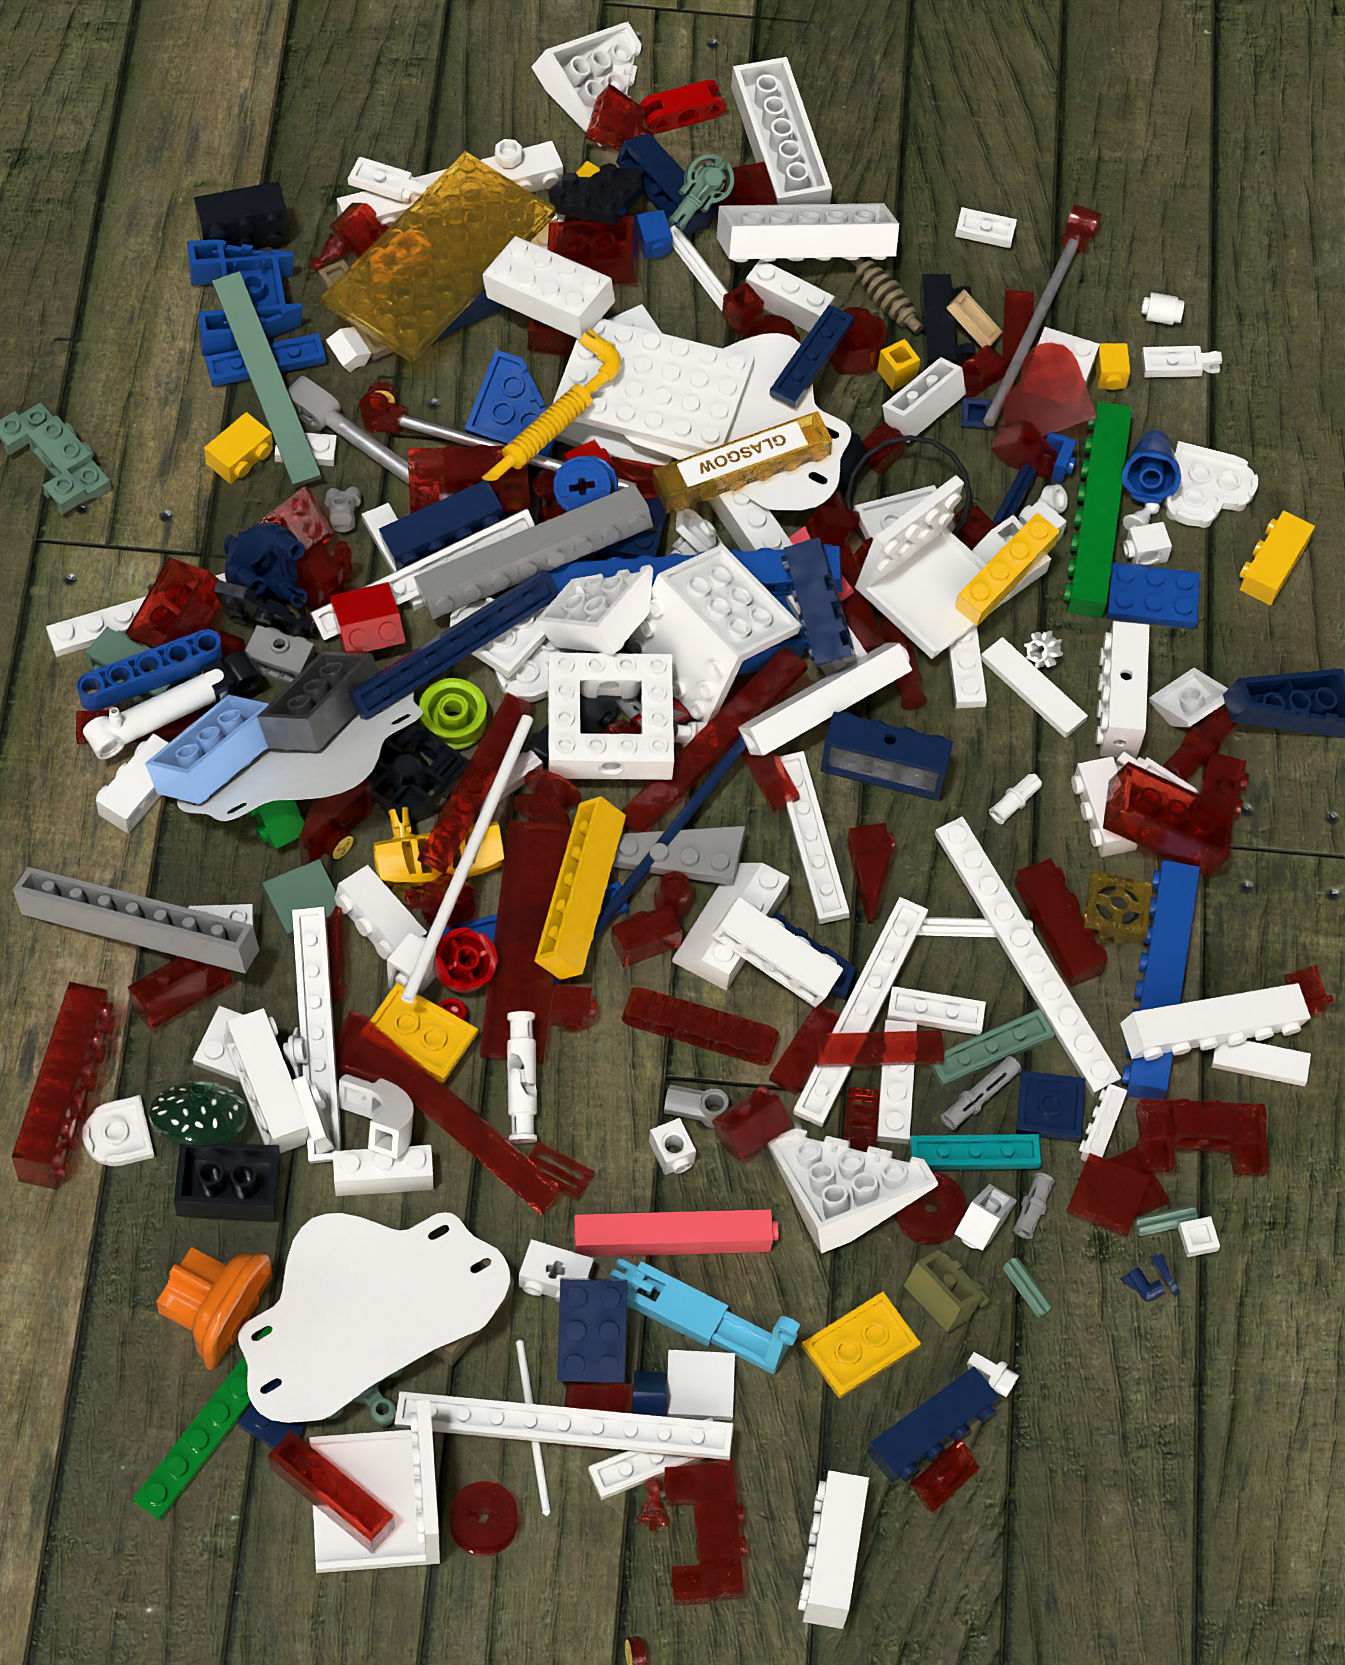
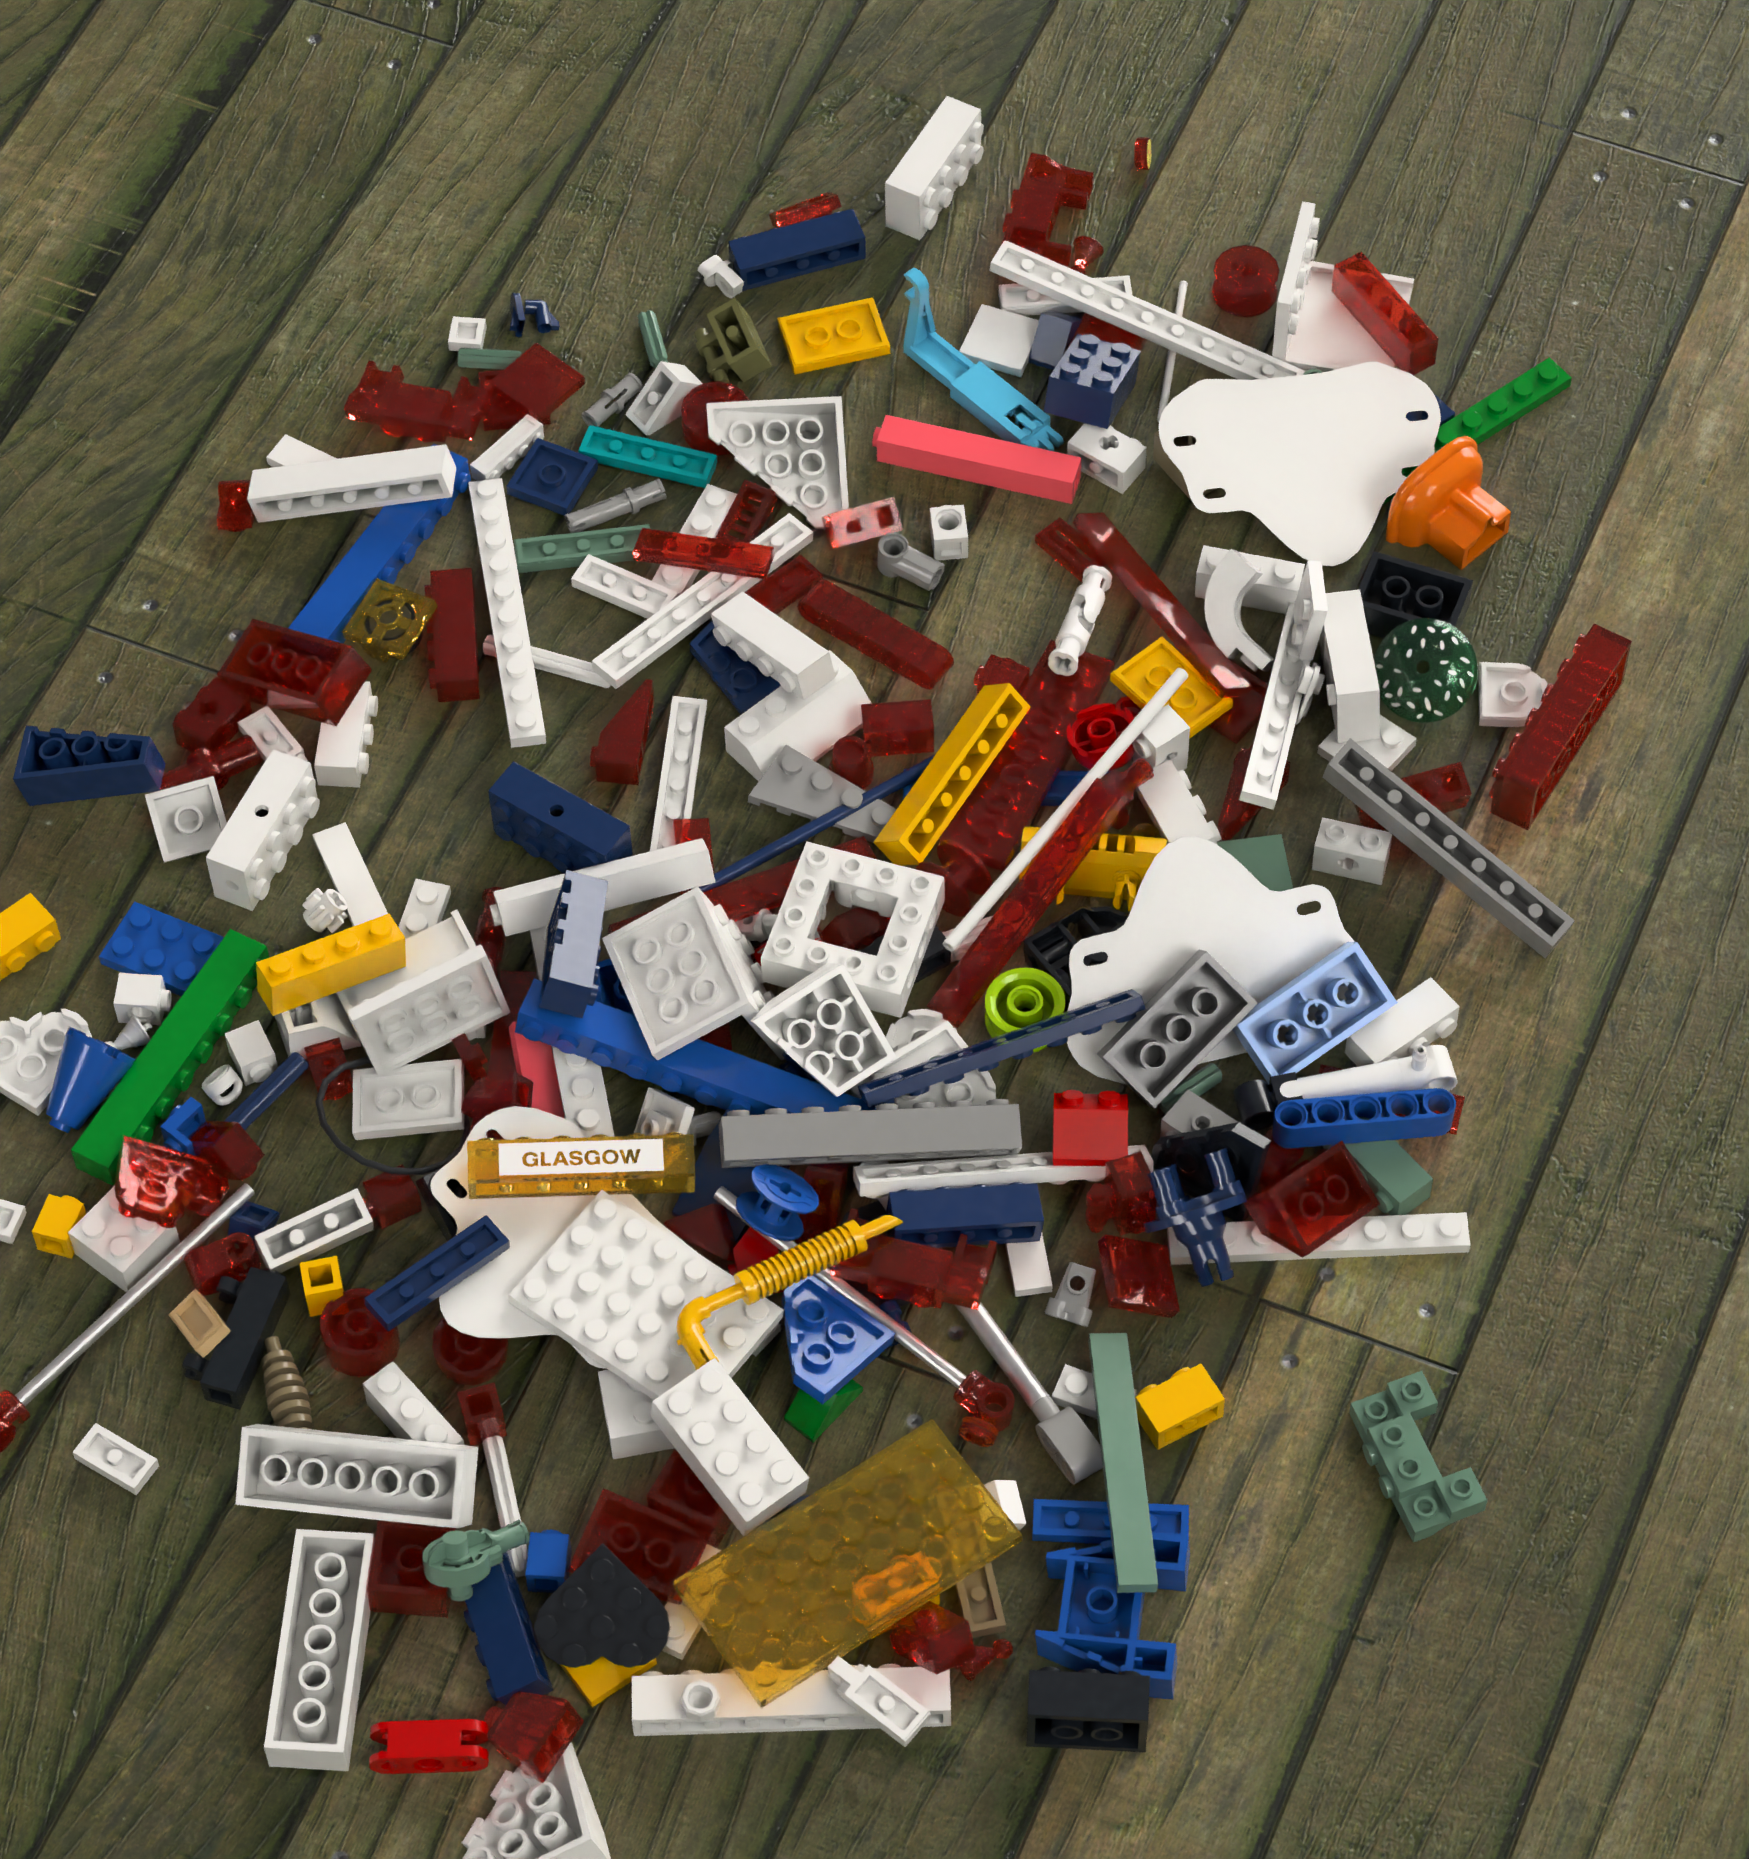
camera: 155 degrees left, 5 degrees down
(1015, 798) = (435, 772): white axle -> none
(1016, 318) = (145, 1322): clear red tile -> none

